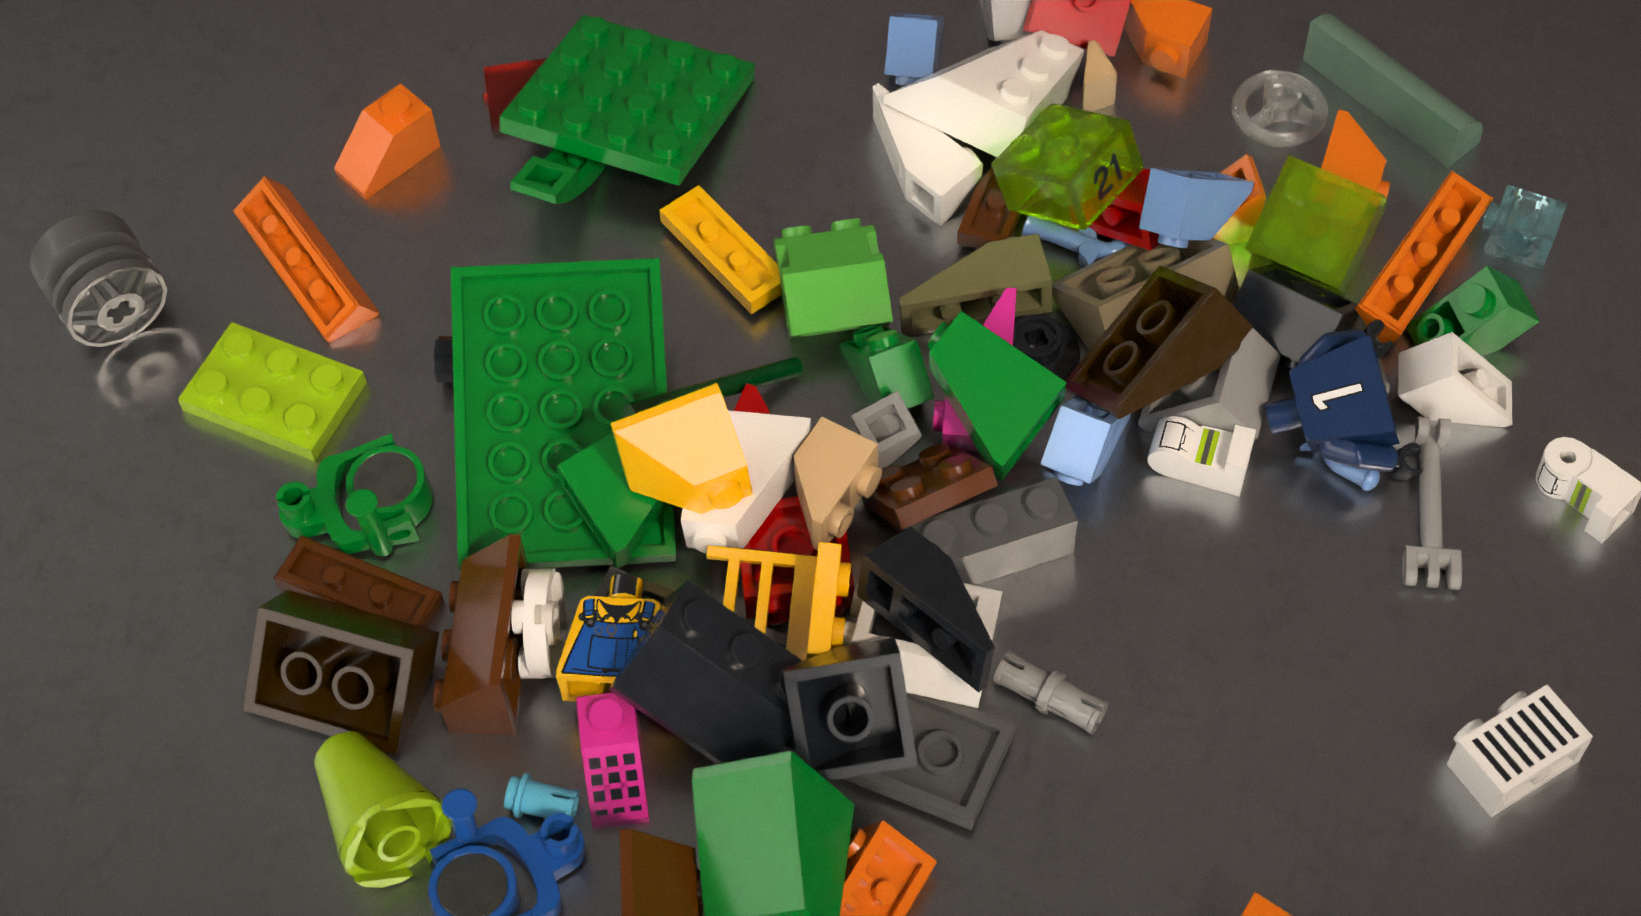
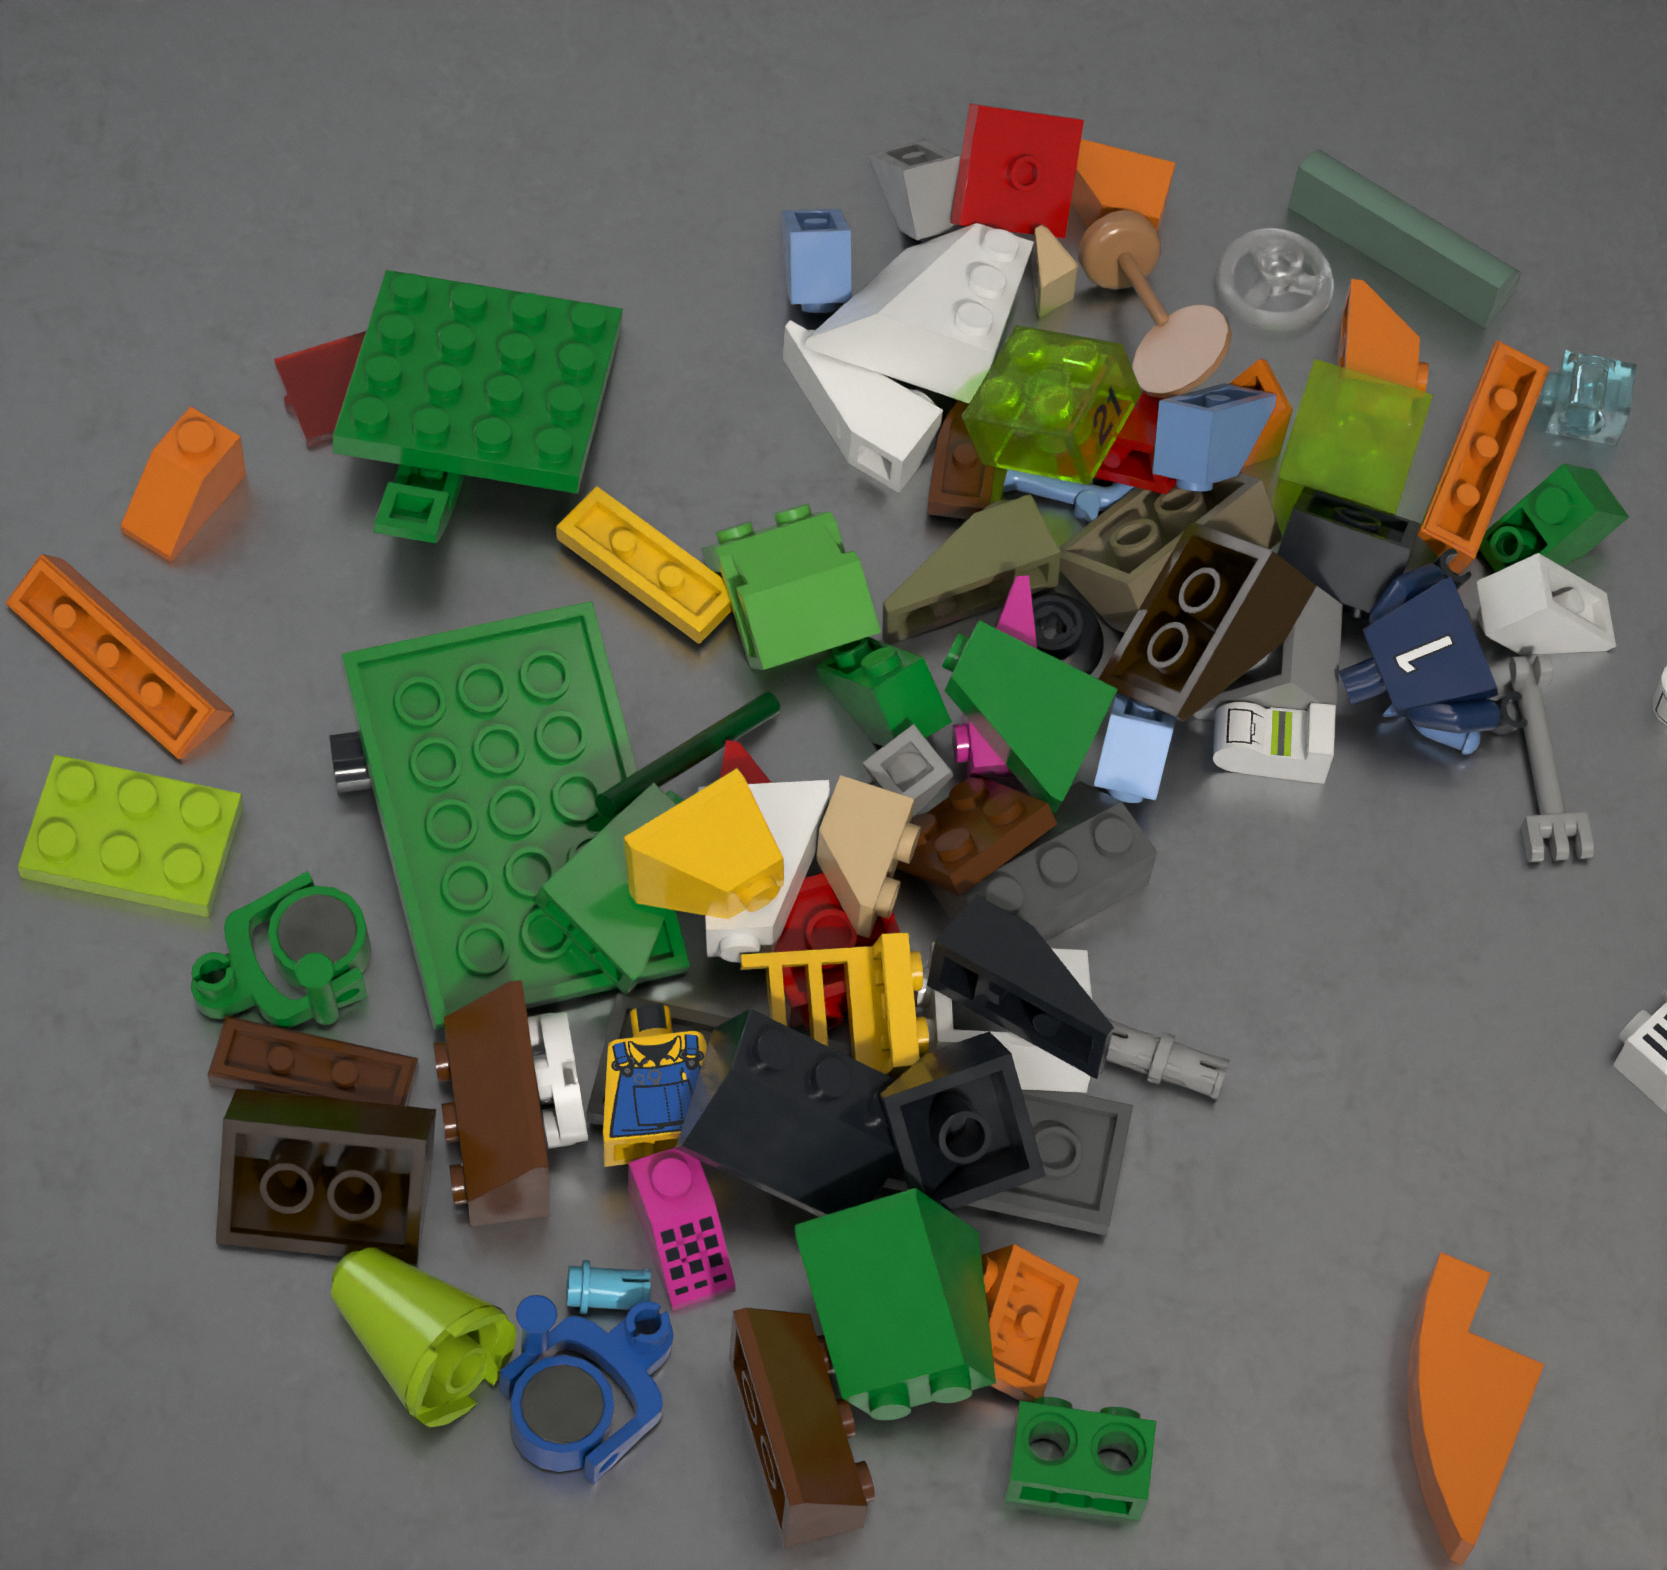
camera: 20 degrees left, 5 degrees up
(1155, 71) = (1181, 346): none -> medium nougat piece

